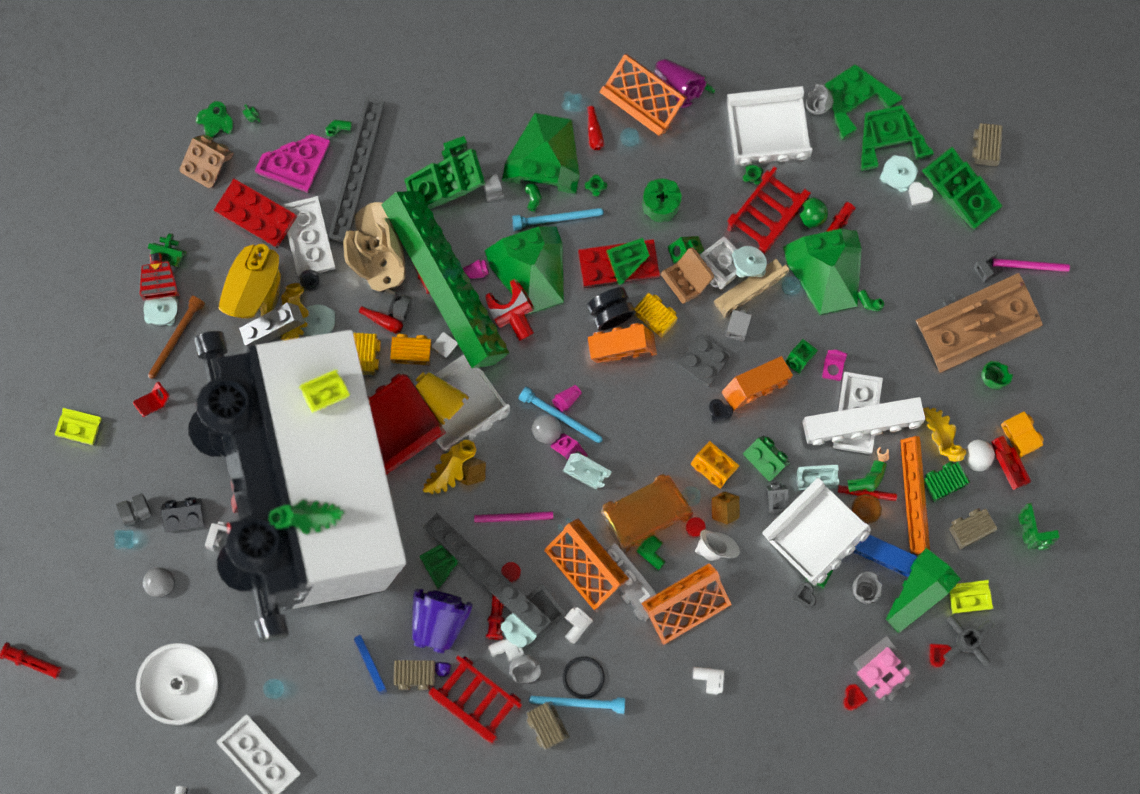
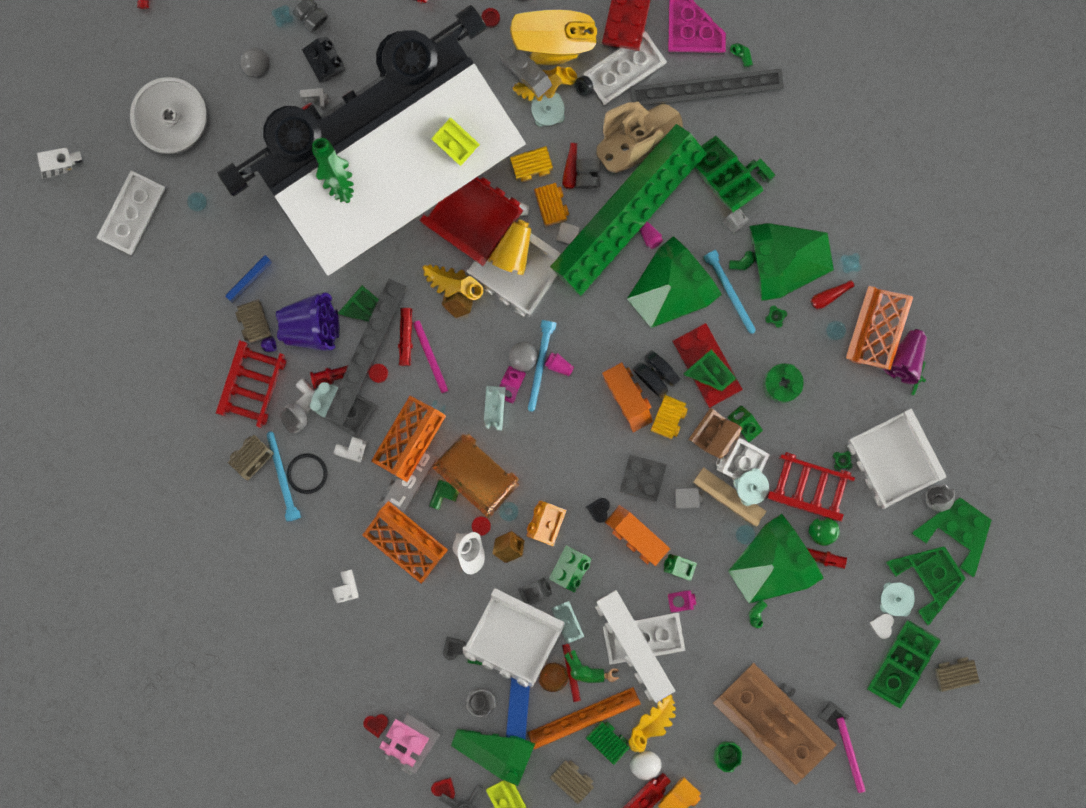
camera: 70 degrees right, 10 degrees up
(491, 535) = (405, 337): none -> red pin
(513, 312) = (621, 284): red connector -> none

